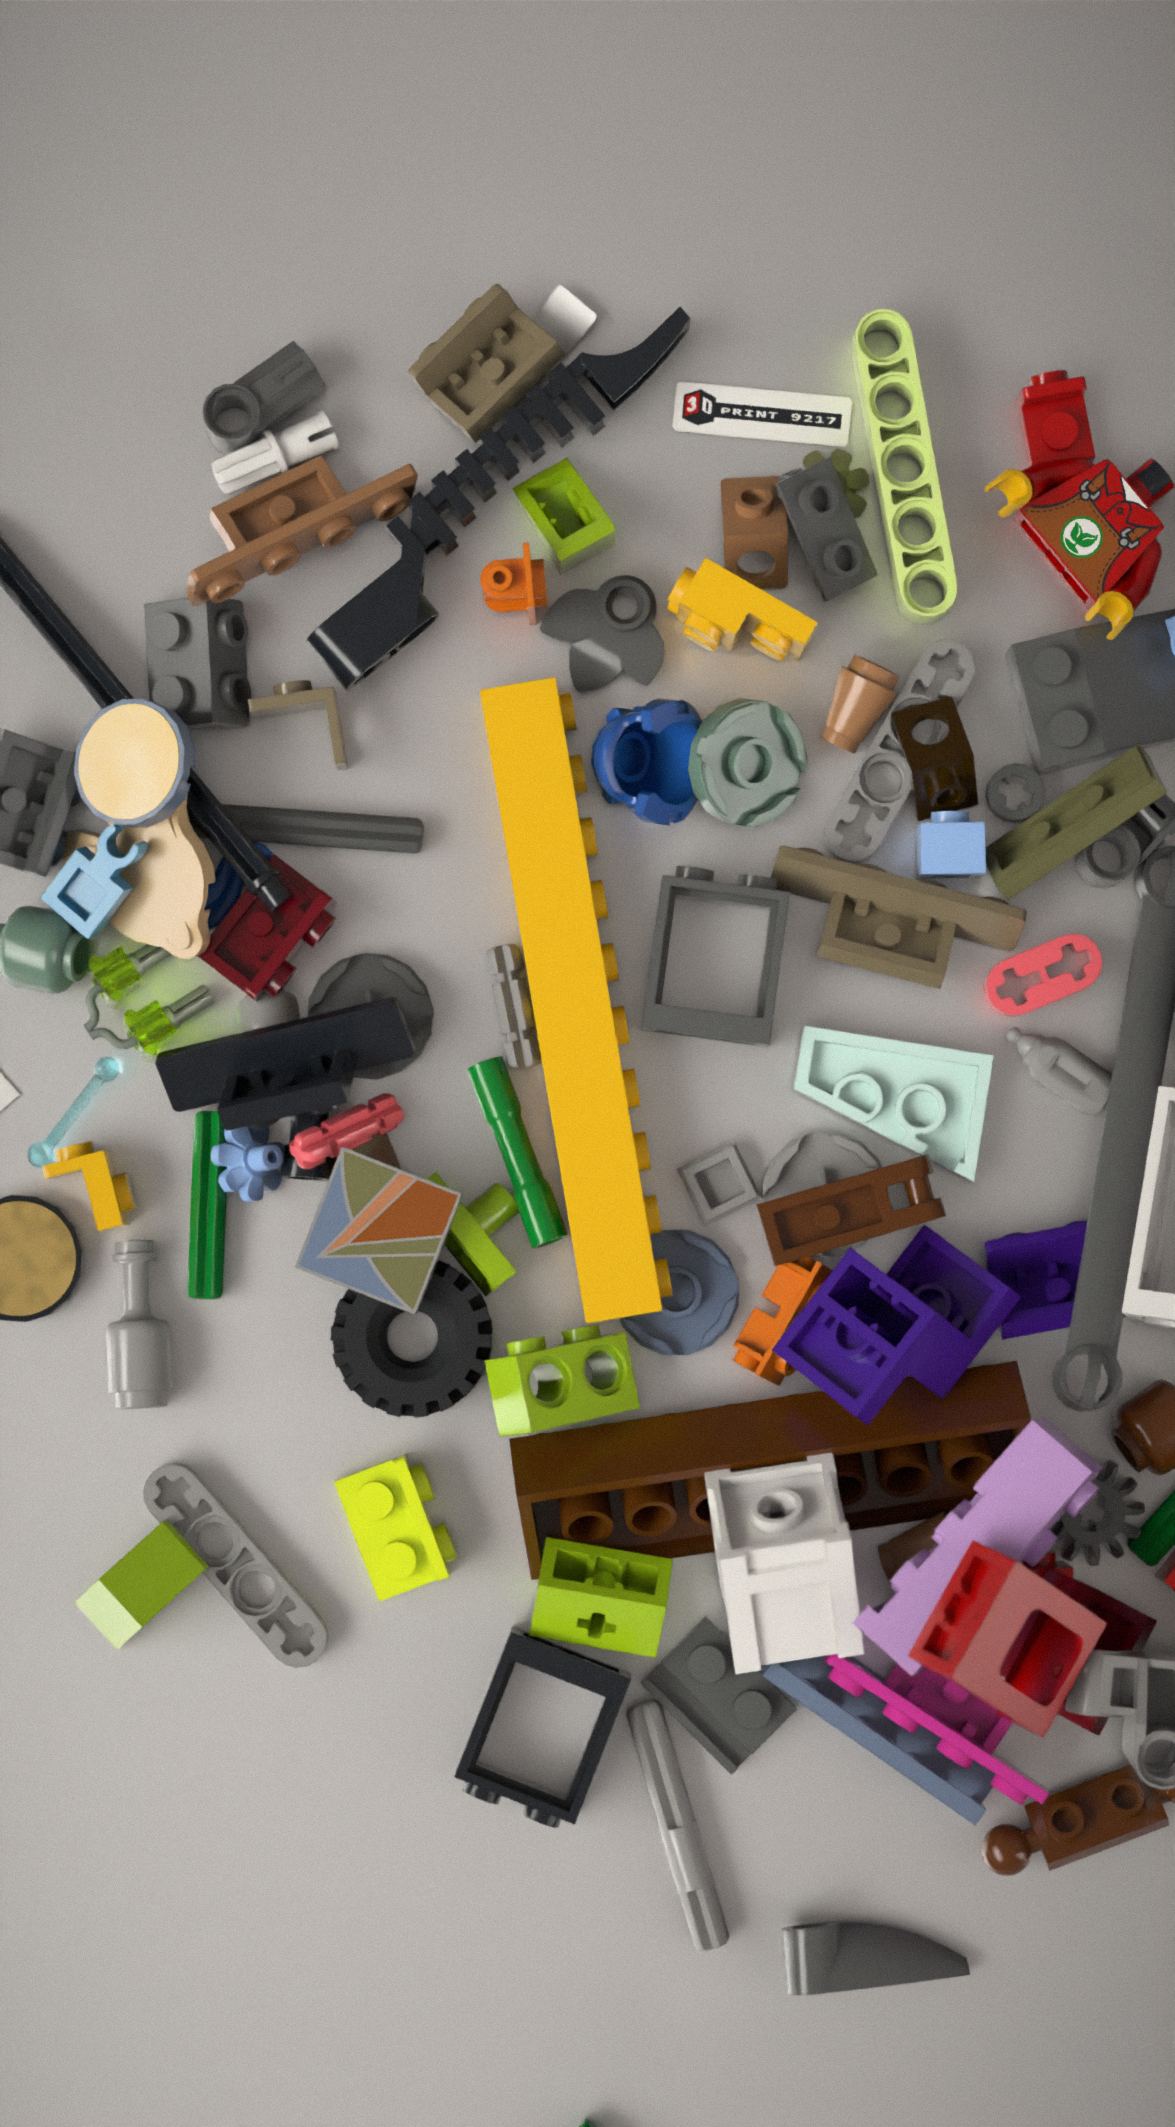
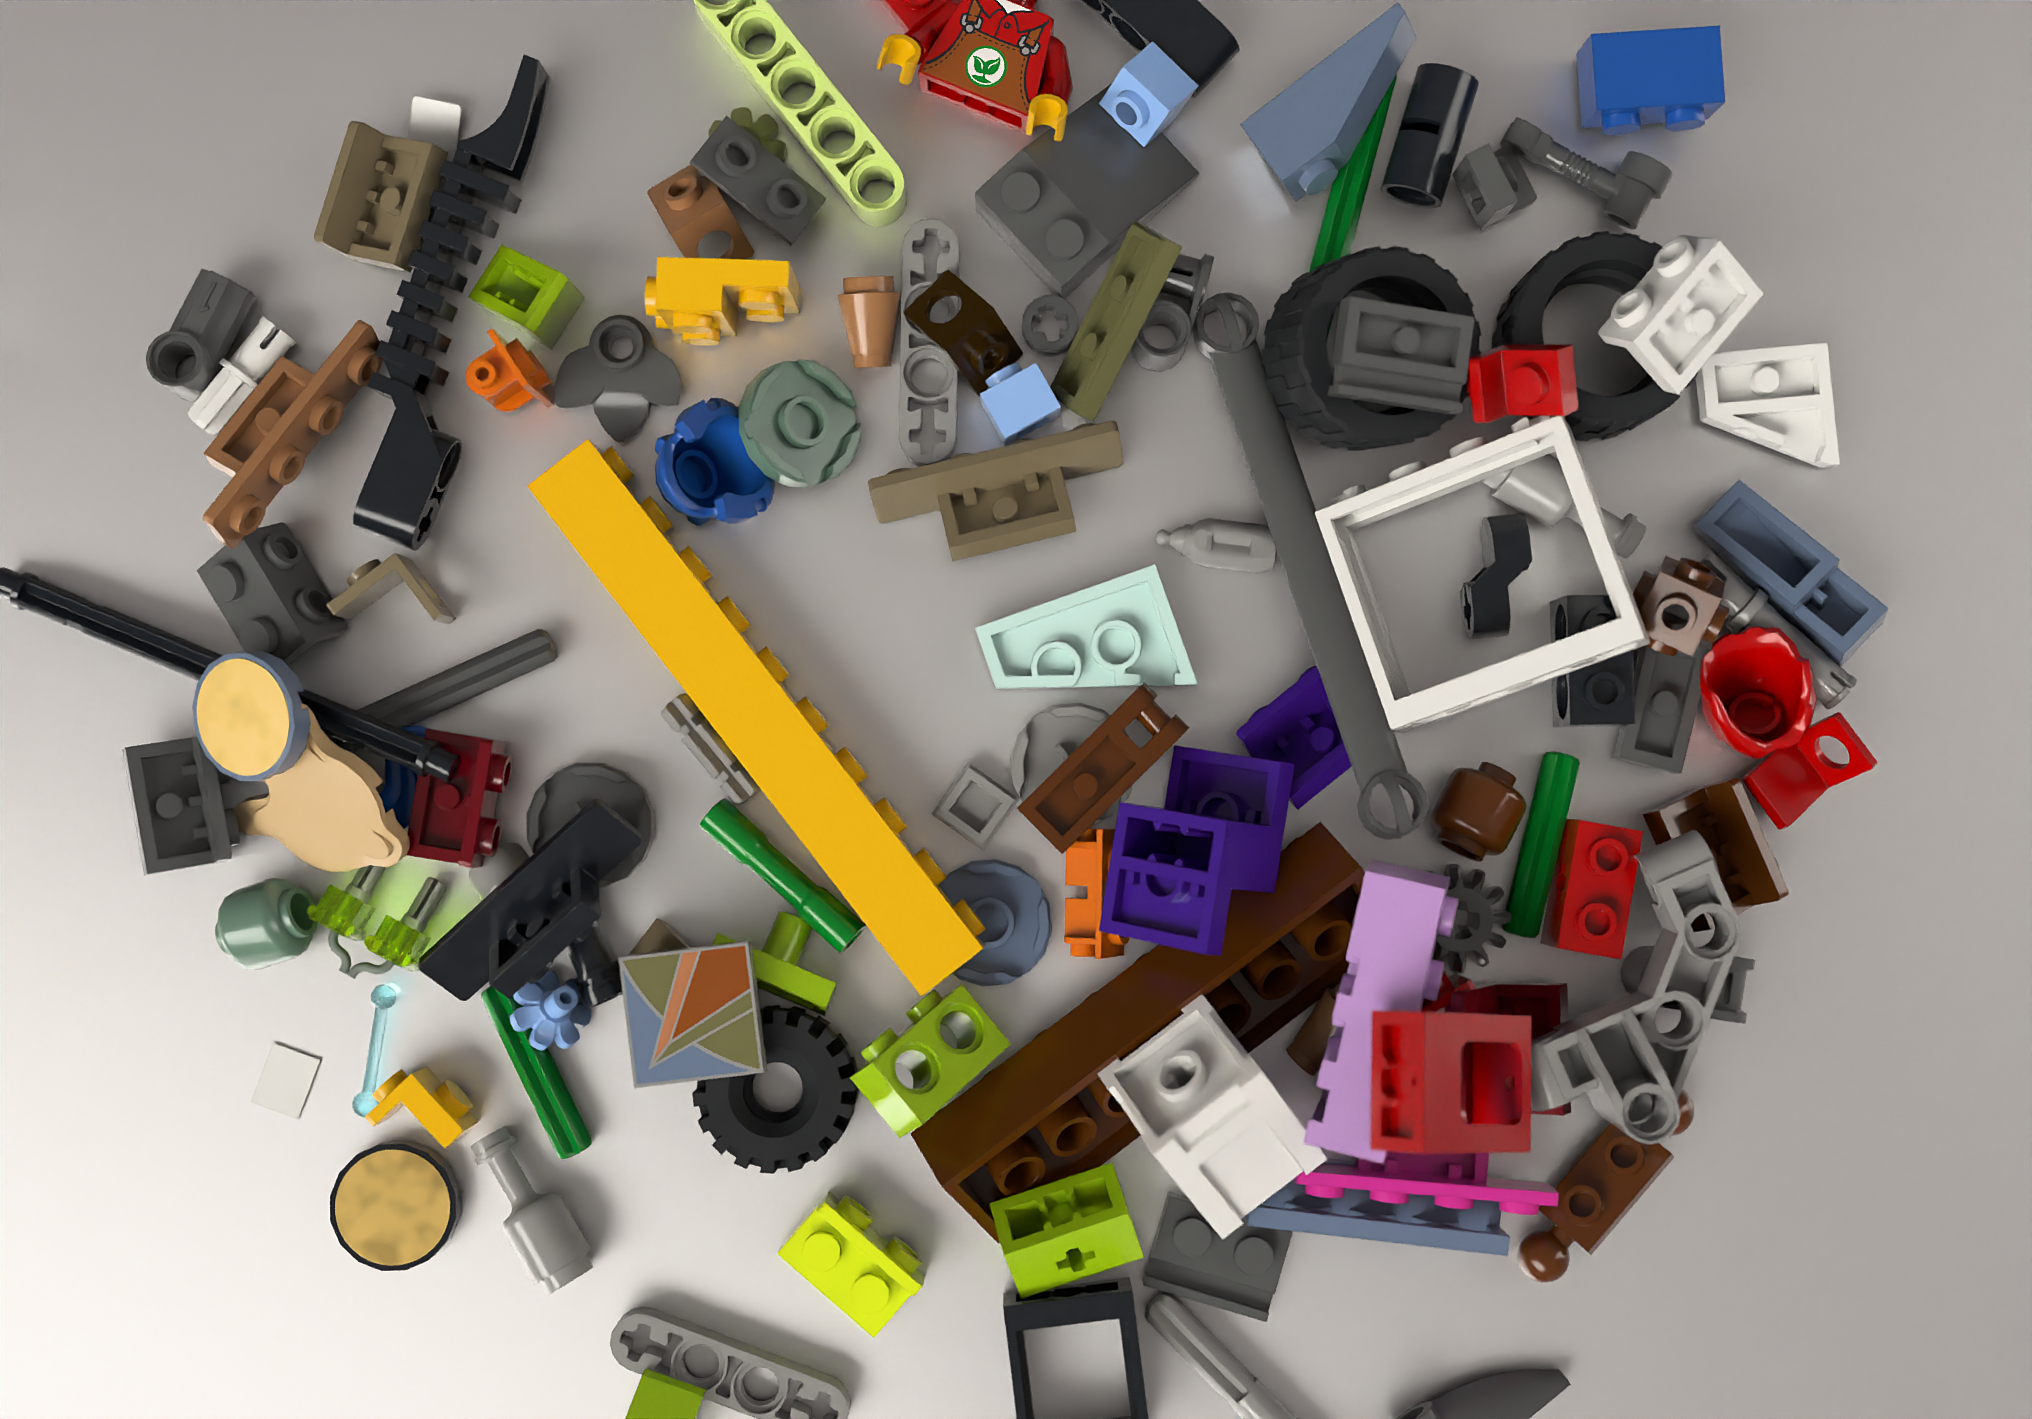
camera: 25 degrees left, 0 degrees up
(91, 885) = (271, 844): plate -> none
(346, 1130) = (619, 938): coral axle -> none
(750, 892) = (815, 555): dark grey window -> none
(762, 414) = (652, 115): white sticker -> none
(1048, 989) = (1148, 461): coral beam -> none

